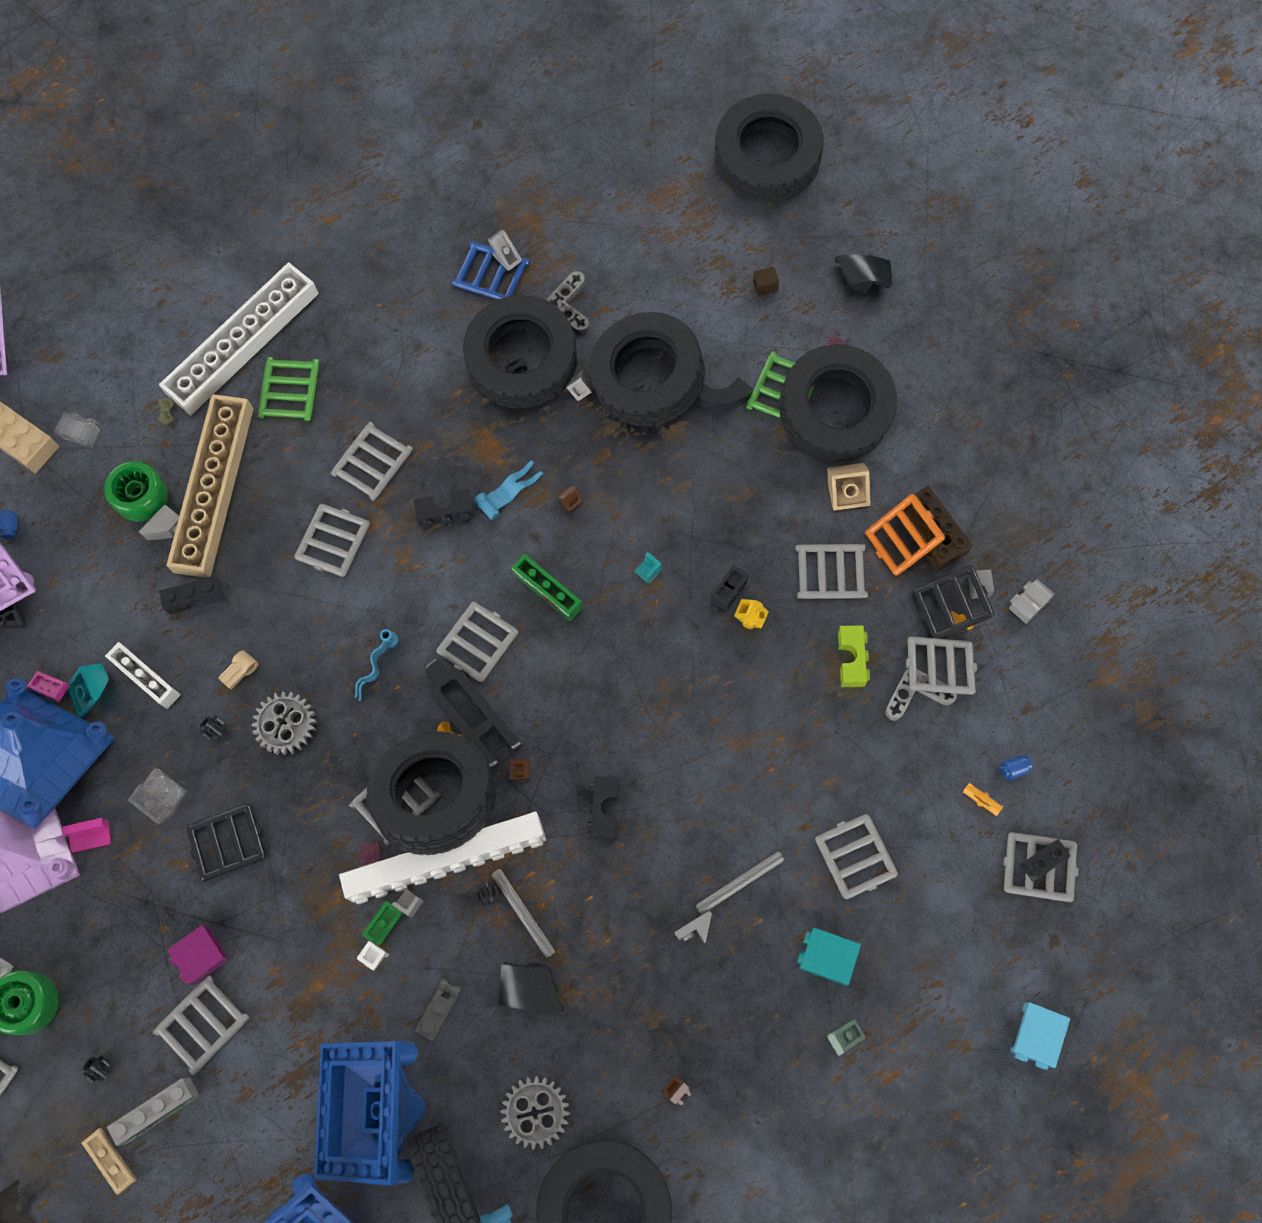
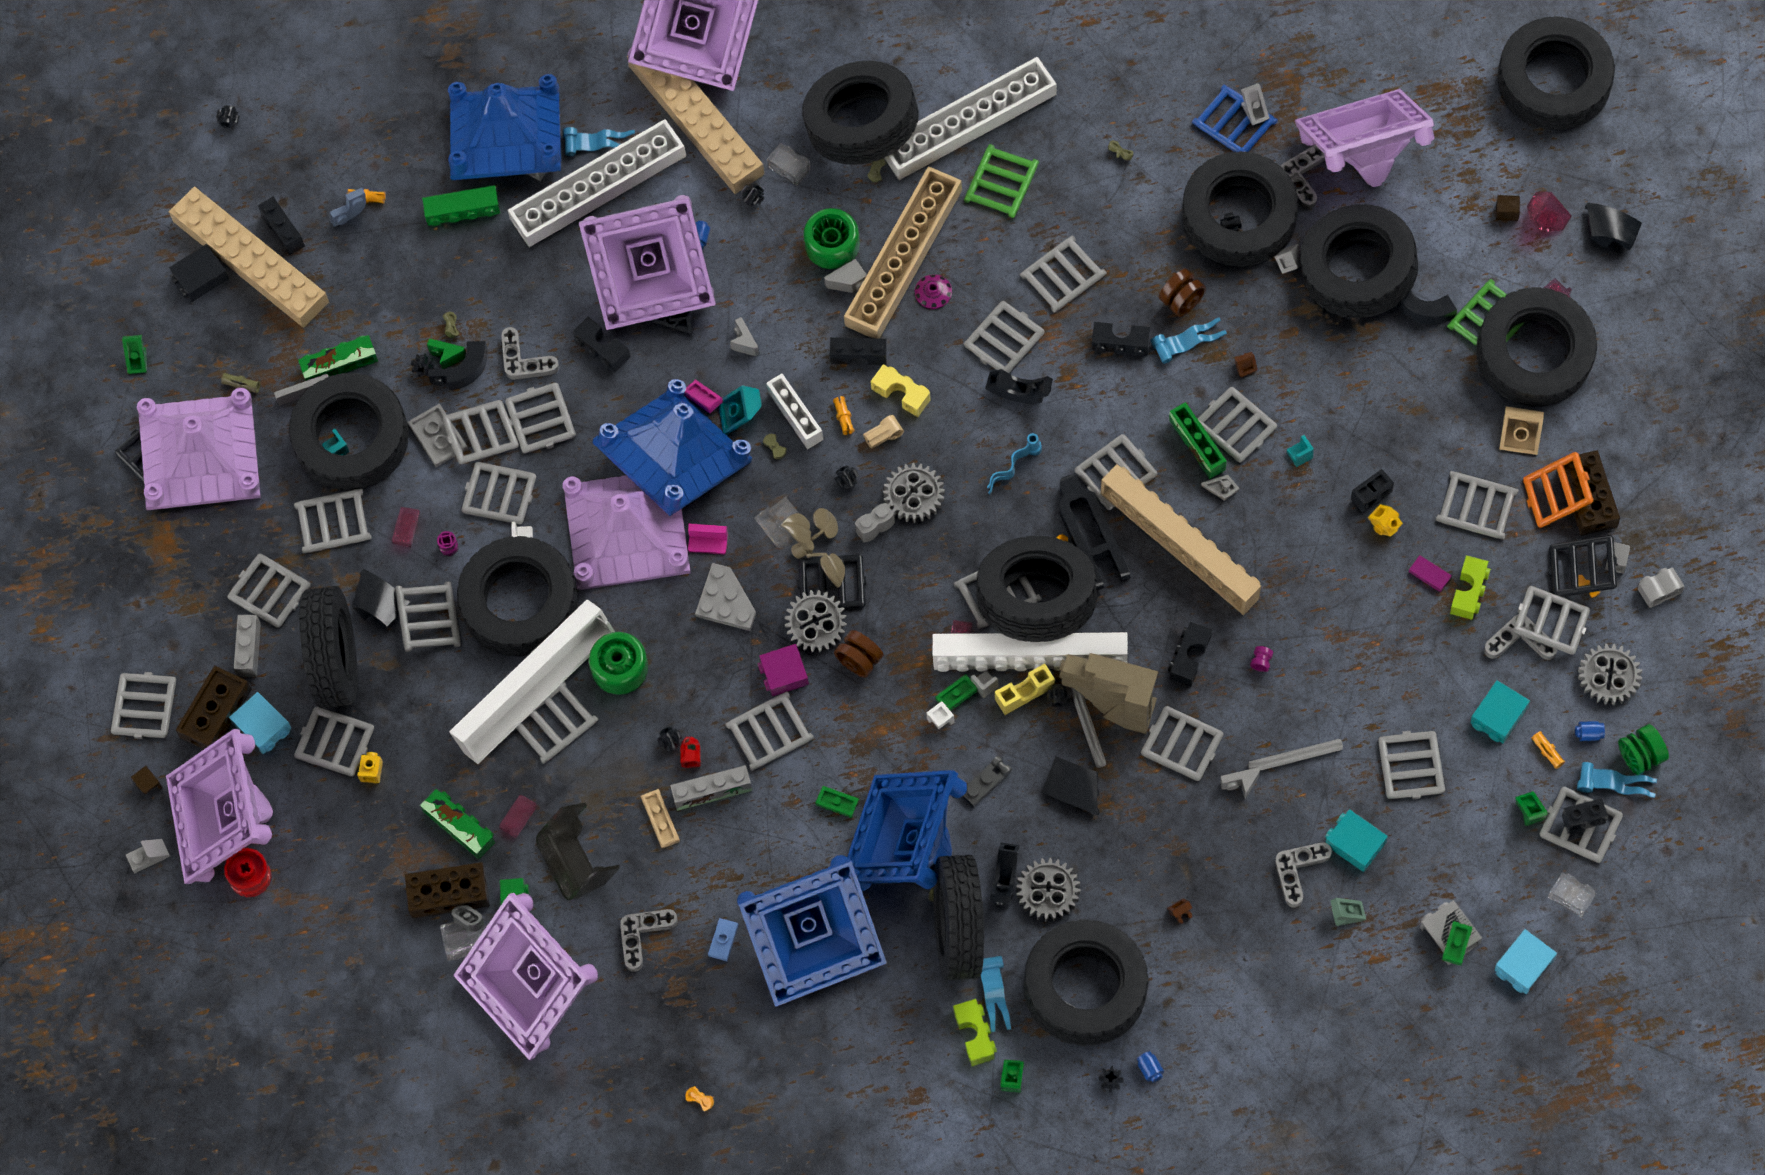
camera: 20 degrees right, 5 degrees down
(50, 469) = (752, 194): none -> black gear
(77, 618) = (745, 341): none -> light grey slope
(121, 894) = (725, 600): none -> light grey plate
(123, 1076) = (690, 753): none -> red rock
(138, 720) = (778, 451): none -> olive piece
(147, 384) = (869, 141): none -> black tyre
(170, 807) = (799, 528): none -> dark tan plant
(194, 664) = (843, 415): none -> light orange pin
(206, 877) = (823, 637): none -> light grey gear
(229, 616) = (889, 380): none -> light yellow arch
(250, 769) = (877, 521): none -> light grey brick
(254, 520) = (936, 298): none -> magenta dish
(269, 917) = (858, 653): none -> reddish brown wheel
(290, 1083) = (837, 801): none -> green plate
(358, 587) = (1018, 389): none -> black arch
(388, 327) = (1115, 147): none -> olive piece
(448, 903) = (1014, 696): none -> light yellow arch
(487, 1114) = (1005, 874): none -> black arch
(489, 446) = (1182, 292): none -> reddish brown wheel
(519, 769) = (1121, 598): reddish brown tile -> none
(549, 877) = (1114, 687): none -> dark tan panel
(560, 693) = (1180, 539): none -> tan brick
(580, 536) = (1244, 403): none -> light grey bar
(583, 626) = (1221, 487): none -> light grey piece
(618, 878) = (1200, 728): none -> light grey bar
(619, 247) = (1367, 133): none -> lavender piece
(676, 790) = (1261, 659): none -> magenta wheel
(775, 998) = (1294, 863): none -> light grey beam
(803, 274) = (1547, 212): none -> clear pink slope
(809, 653) = (1430, 573): none -> magenta tile
(924, 775) = (1499, 712): none -> teal brick
(955, 1026) = (1440, 925): none -> light grey panel
(970, 1043) = (1457, 943): none -> green plate
(989, 866) = (1531, 807): none -> green slope
(1032, 701) = (1628, 677): none -> light grey gear
(1053, 812) = (1611, 779): none -> dark azure flag
(1060, 946) = (1572, 894): none -> clear brick
(1077, 772) = (1643, 749): none -> green wheel

